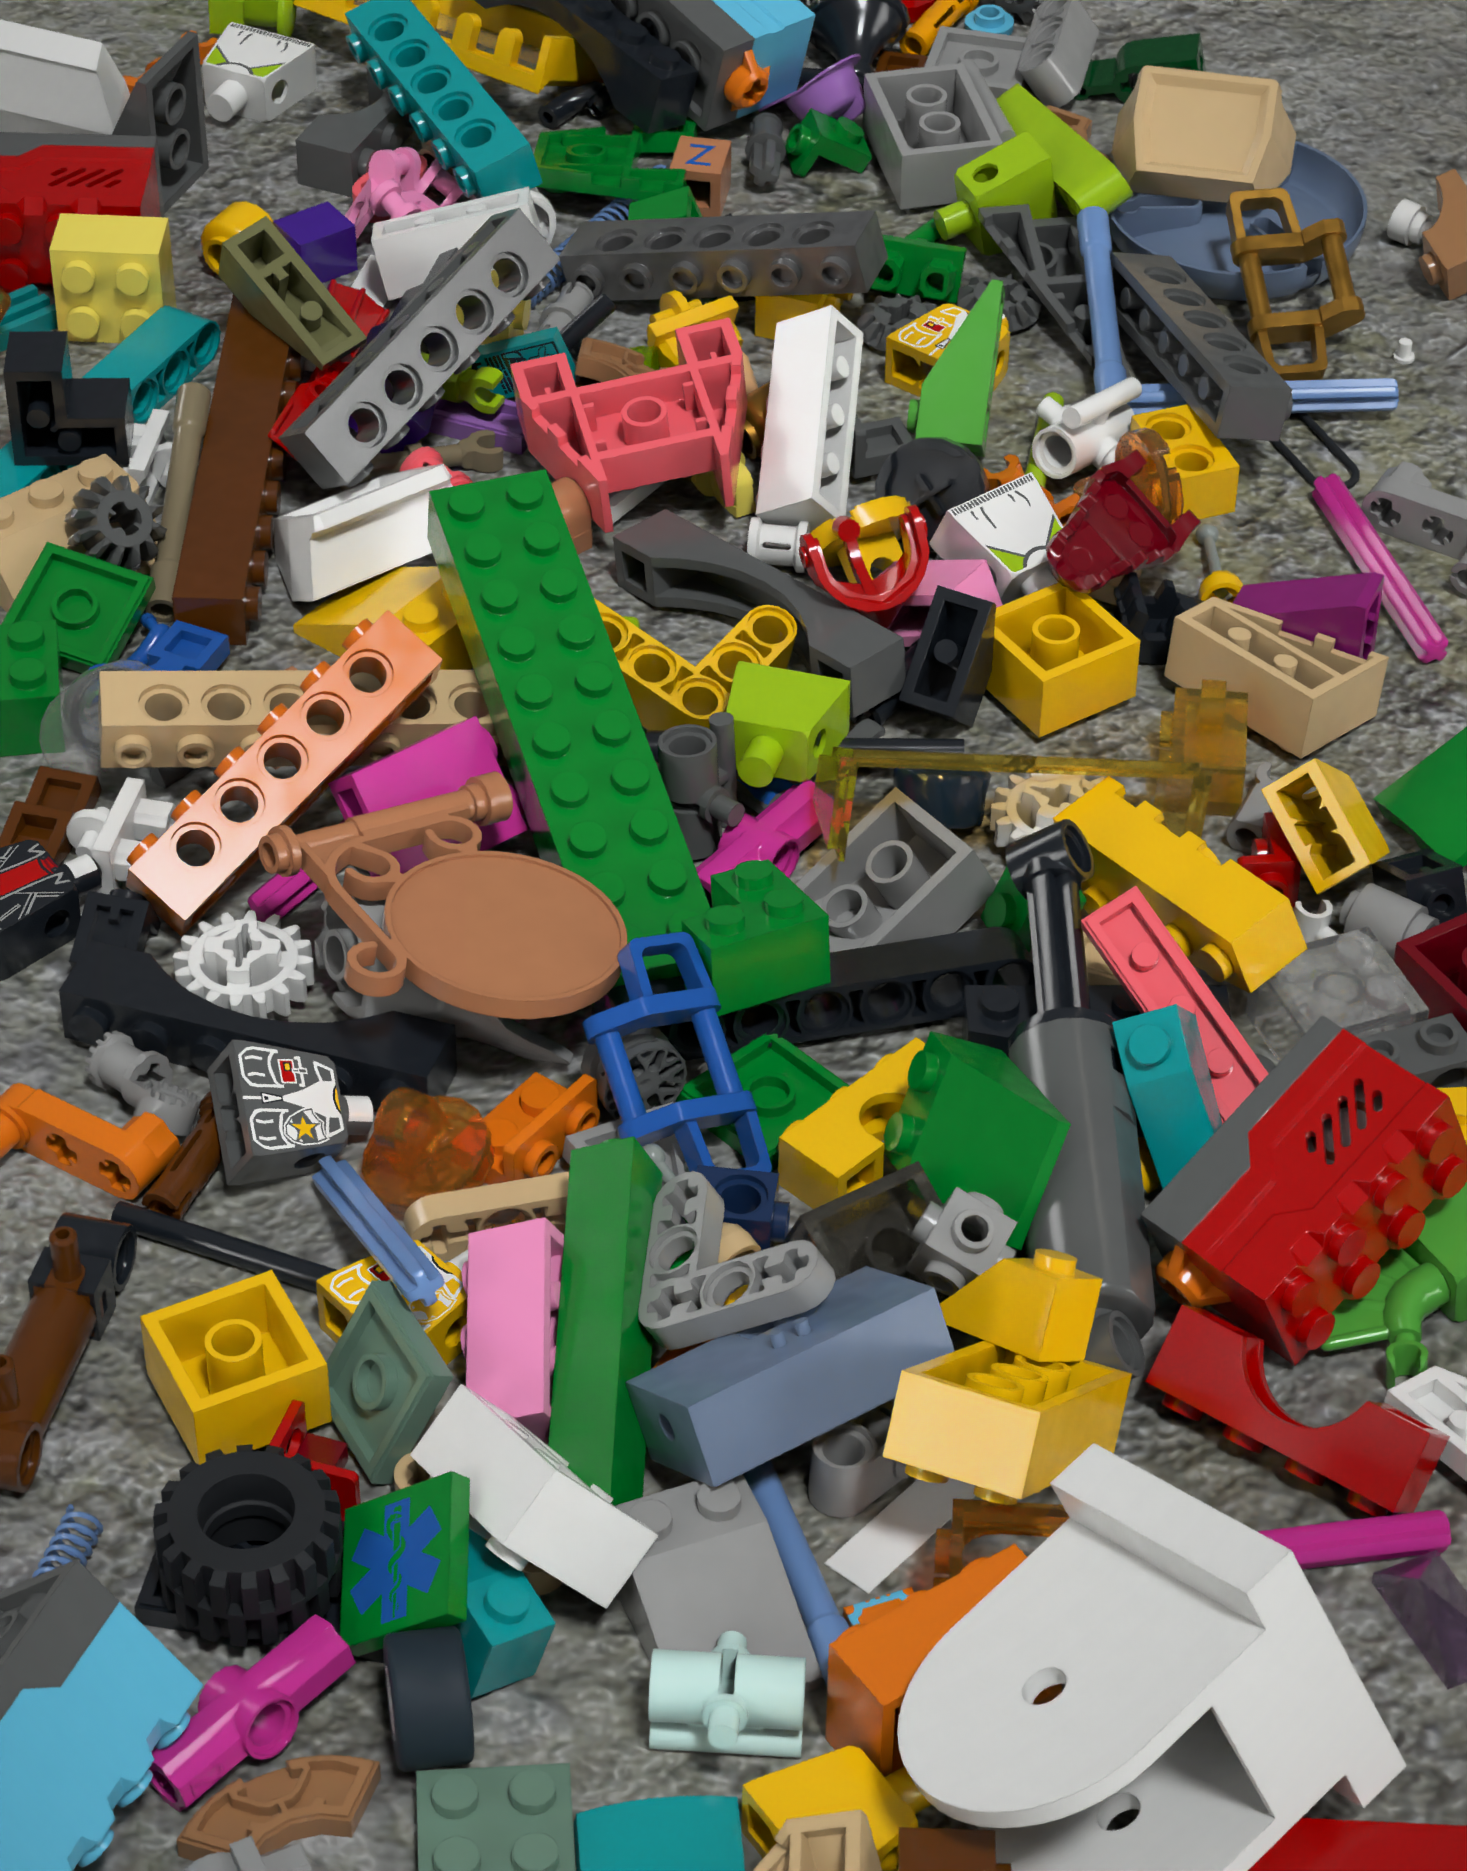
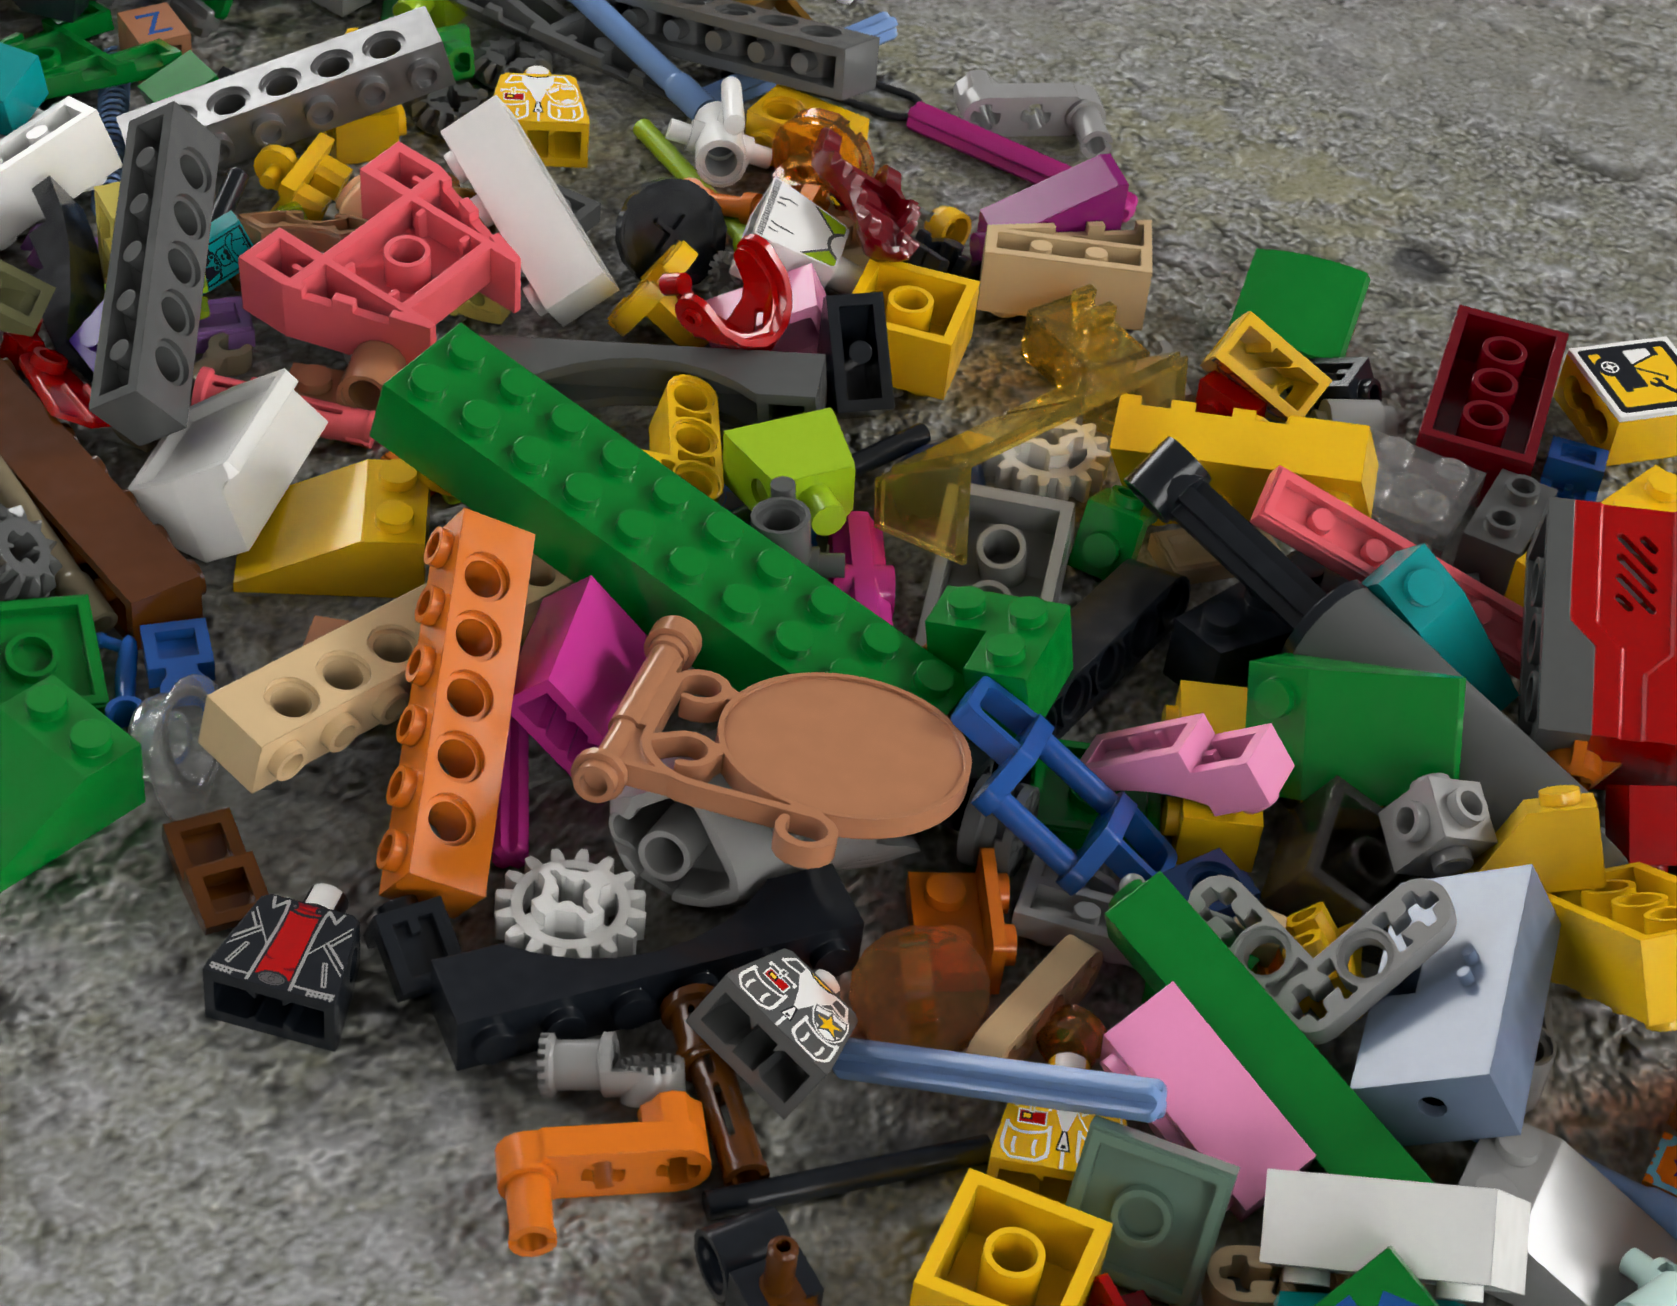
camera: 45 degrees left, 0 degrees up
(114, 833) = (312, 850): white hips -> none
(783, 534) = (585, 319): white bush -> none
(822, 1100) = (1190, 761): none -> bright pink slope
(897, 1532) = (1579, 1078): white sticker -> none
(961, 383) = (599, 137): bright green slope -> none

